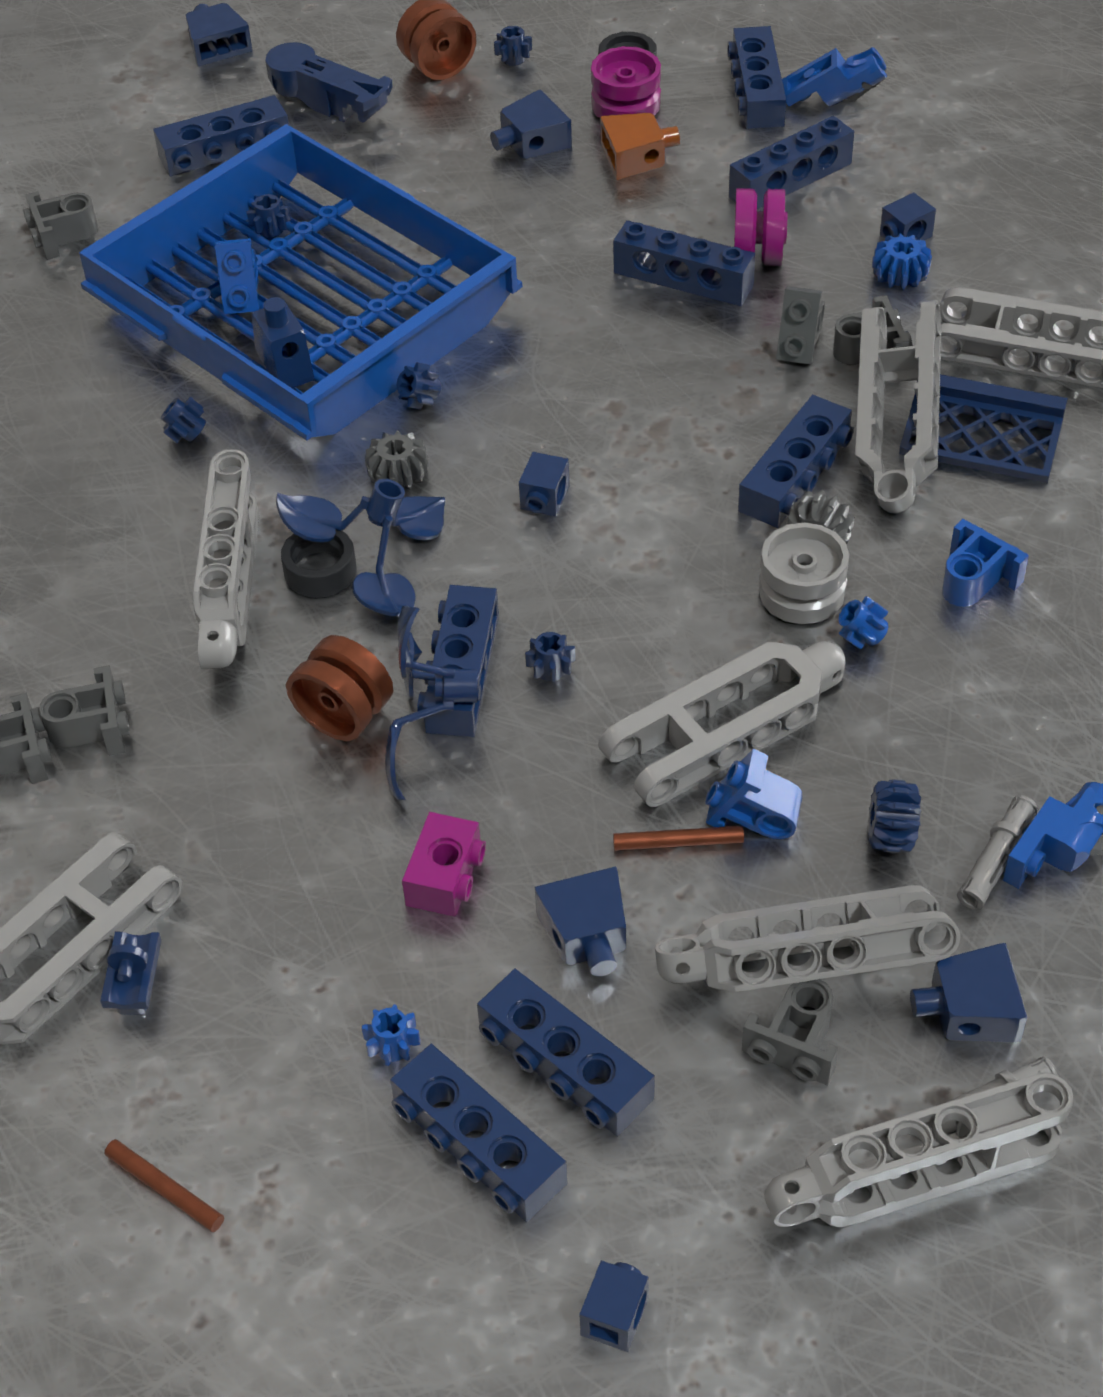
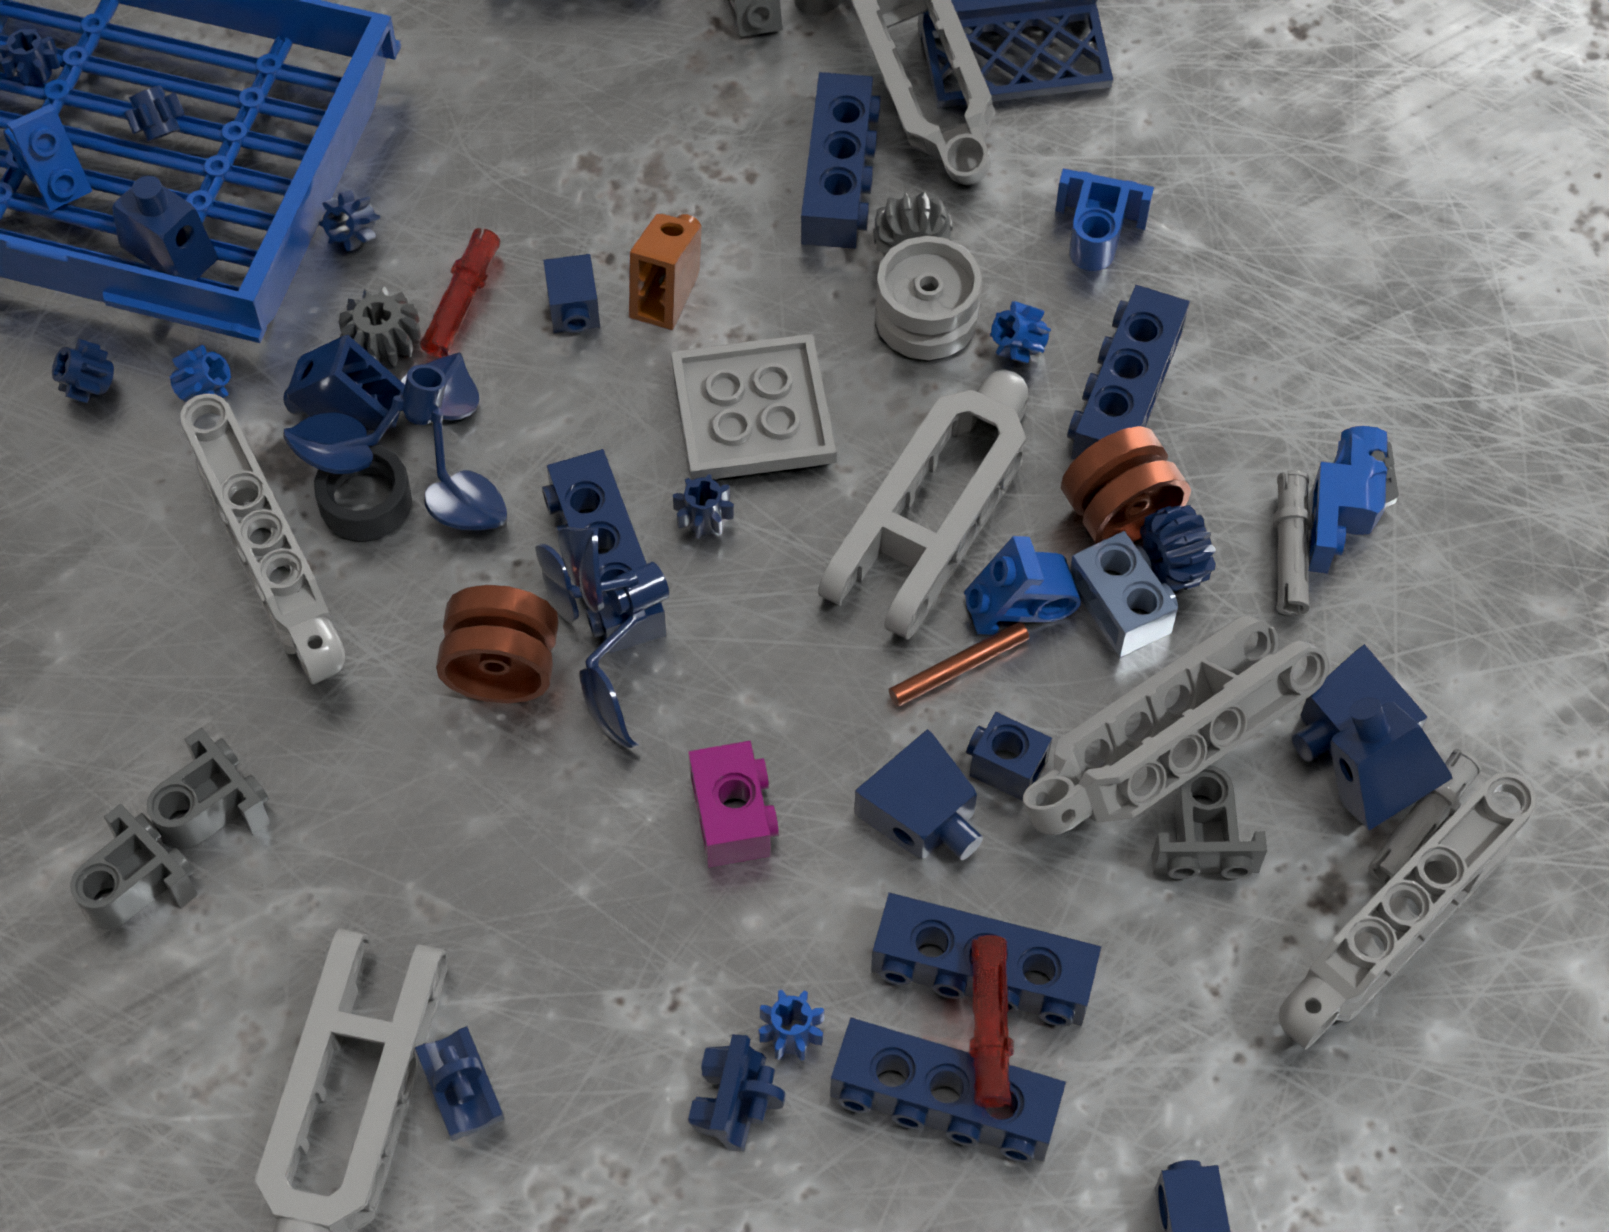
camera: 30 degrees left, 10 degrees up
(259, 447) = (200, 374): none -> blue gear
(322, 1065) = (742, 1096): none -> dark blue hips
(325, 273) = (154, 113): none -> dark blue gear
(341, 479) = (344, 381): none -> dark blue torso
(478, 450) = (467, 278): none -> clear red pin
(521, 1103) = (991, 1038): none -> clear red pin
(618, 487) = (667, 248): none -> dark orange torso
(630, 604) = (753, 407): none -> light grey plate
(671, 897) = (1007, 775): none -> dark blue brick
(841, 834) = (1112, 597): none -> sand blue brick
(870, 747) = (1123, 483): none -> copper wheel
(932, 687) = (1146, 317): none -> dark blue brick
(969, 1034) = (1384, 762): none -> dark blue torso

